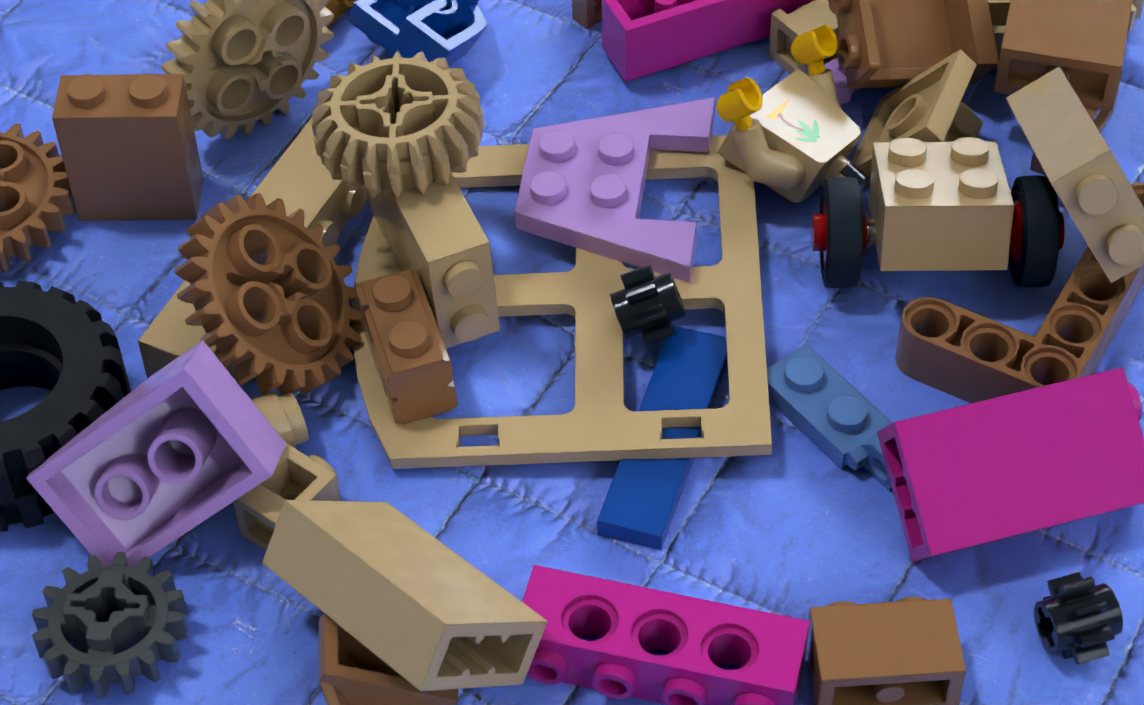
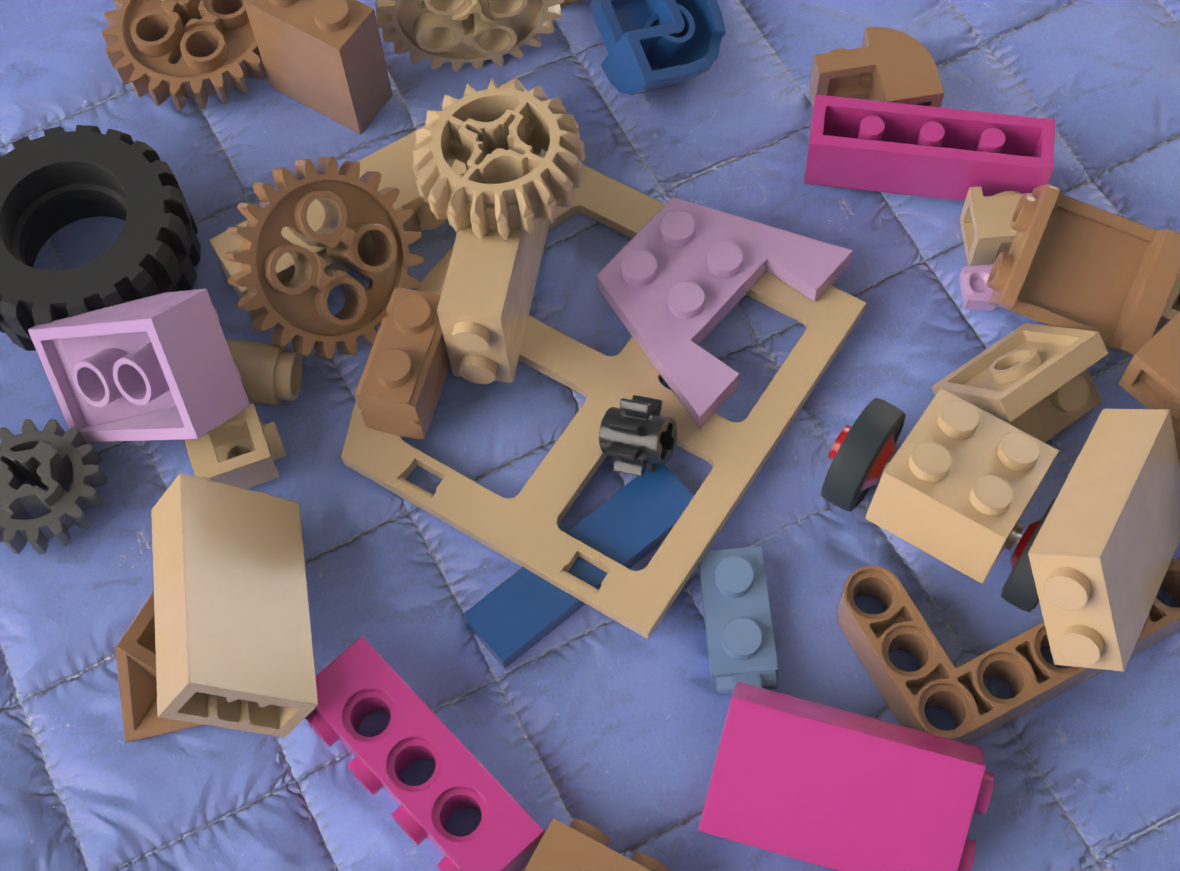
camera: 35 degrees right, 15 degrees up
(796, 128) = (899, 326): tan torso -> none

